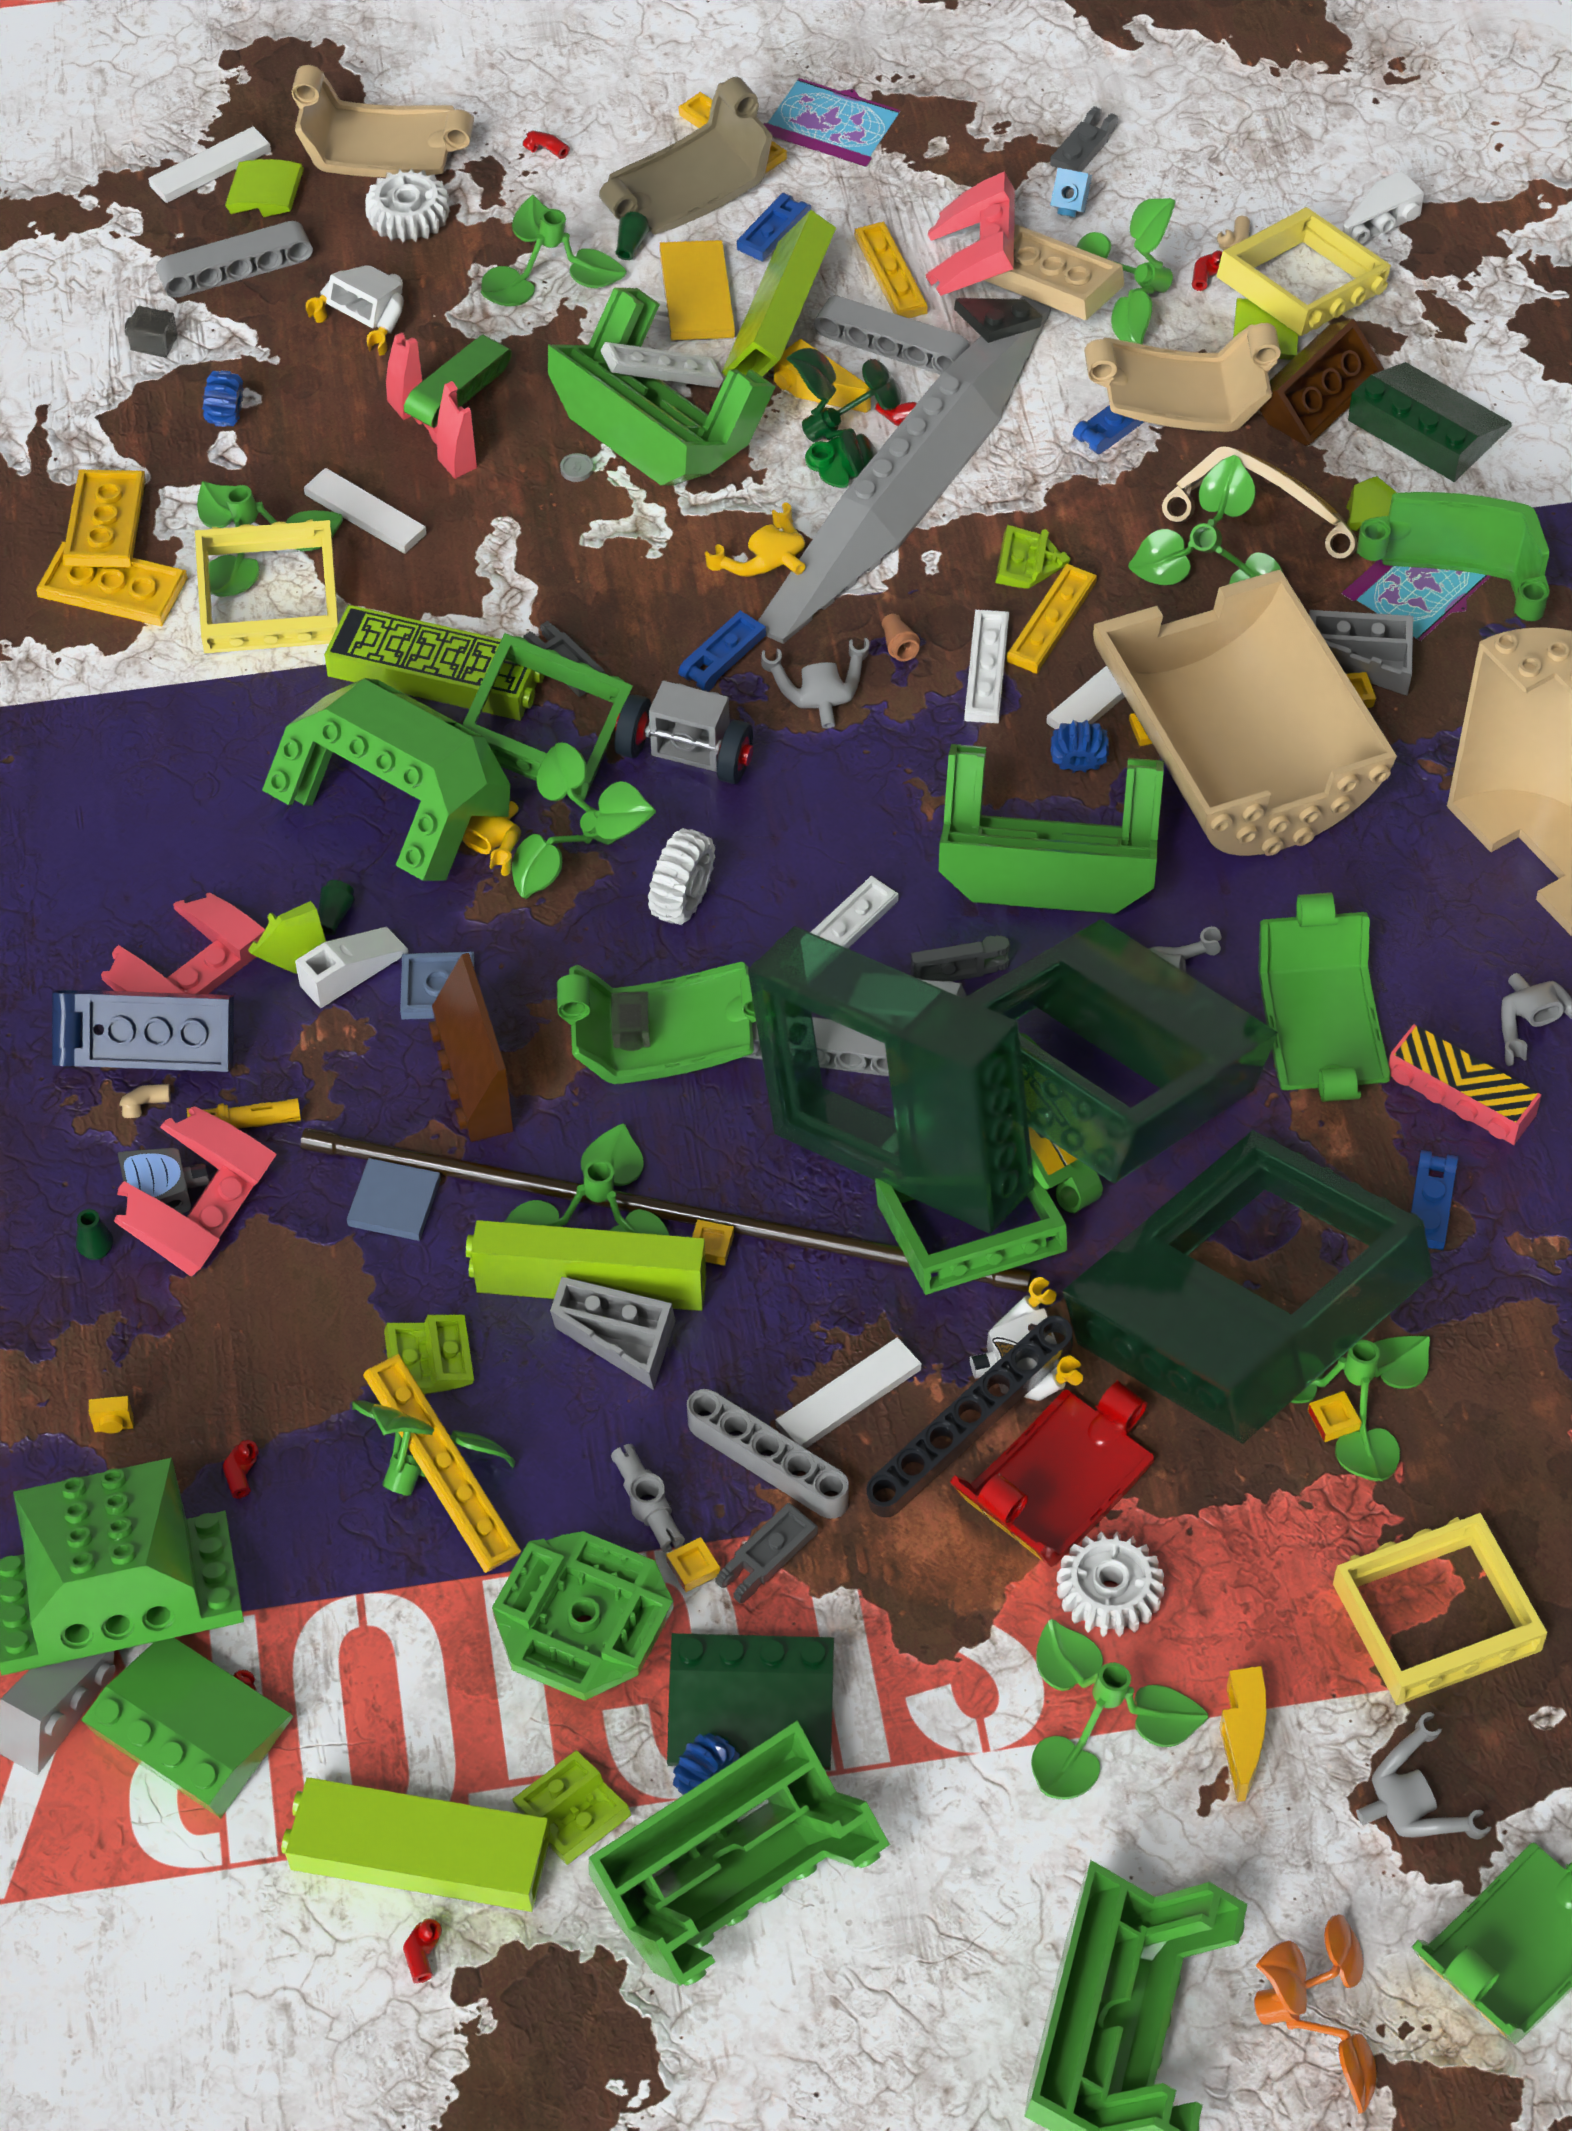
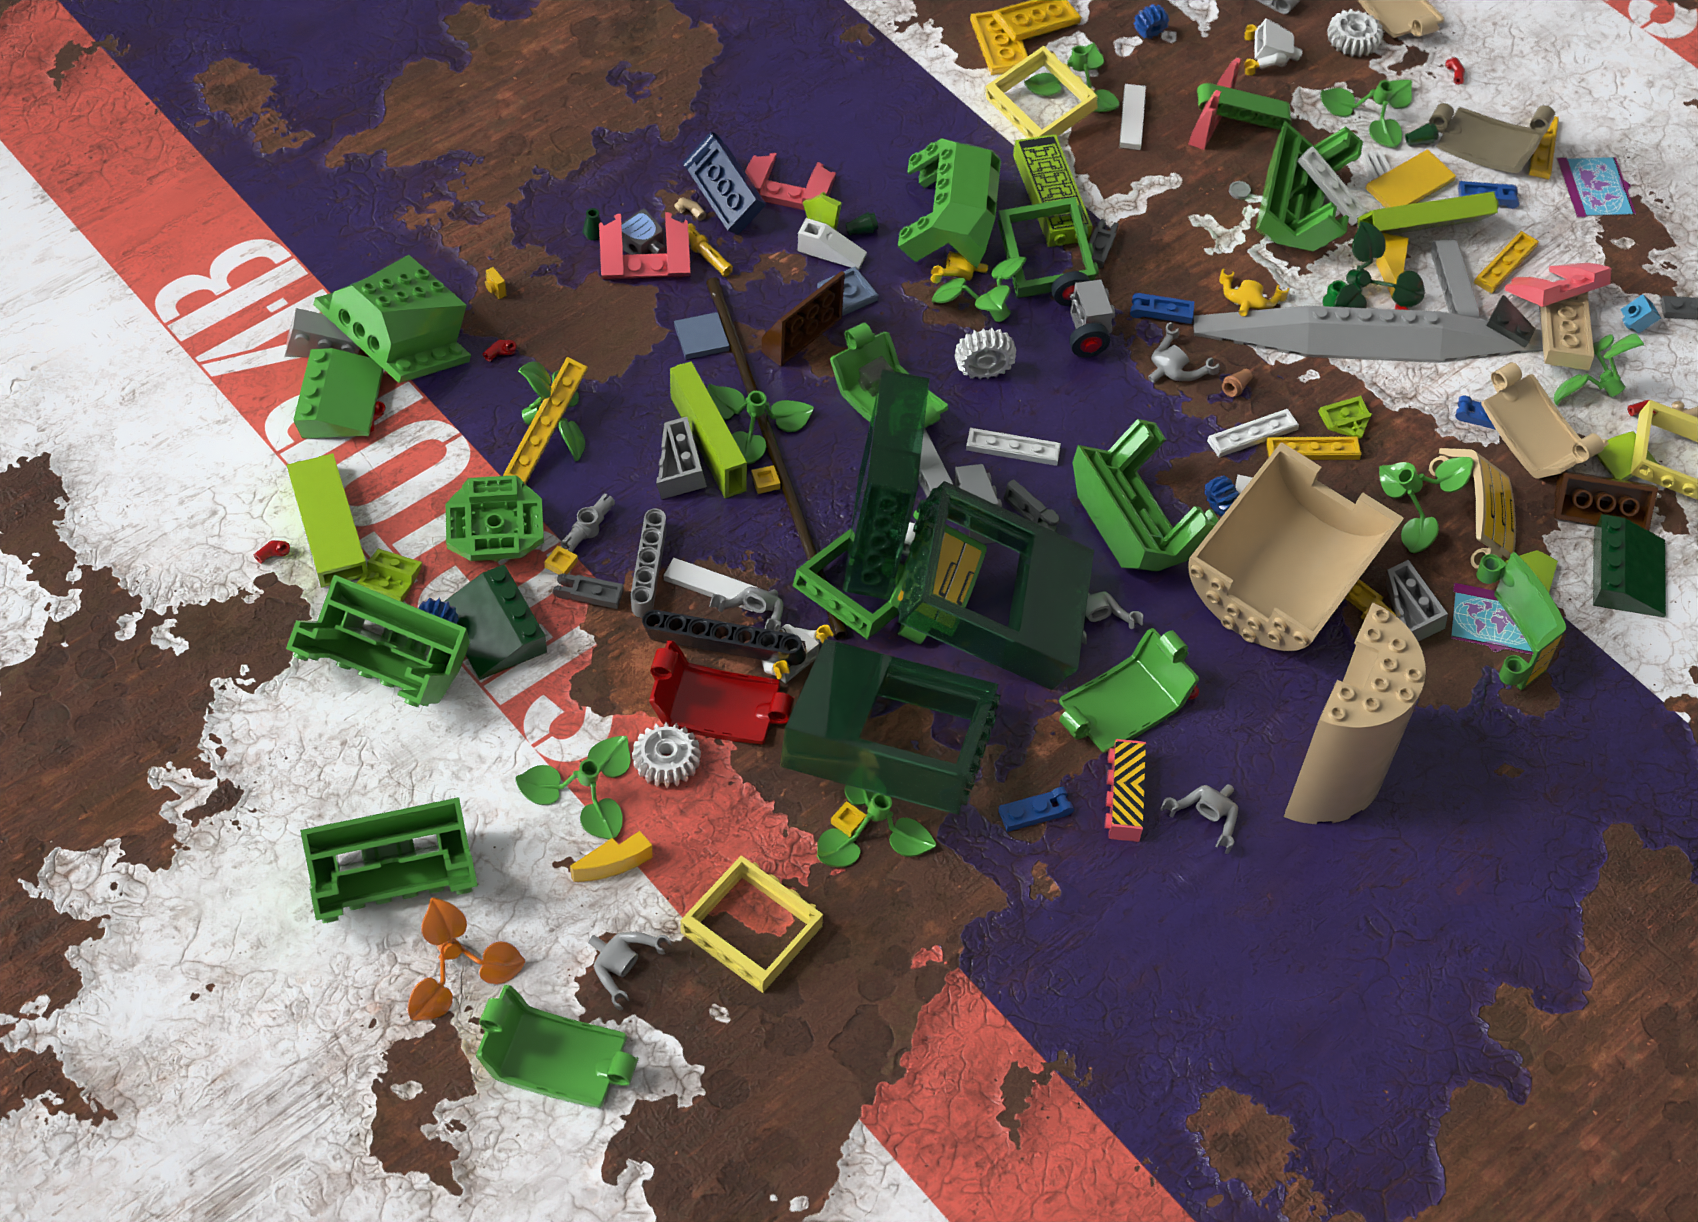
camera: 55 degrees right, 0 degrees up
(433, 1351) = (616, 393): lime slope -> none
(933, 1345) = (755, 600): none -> light grey piece

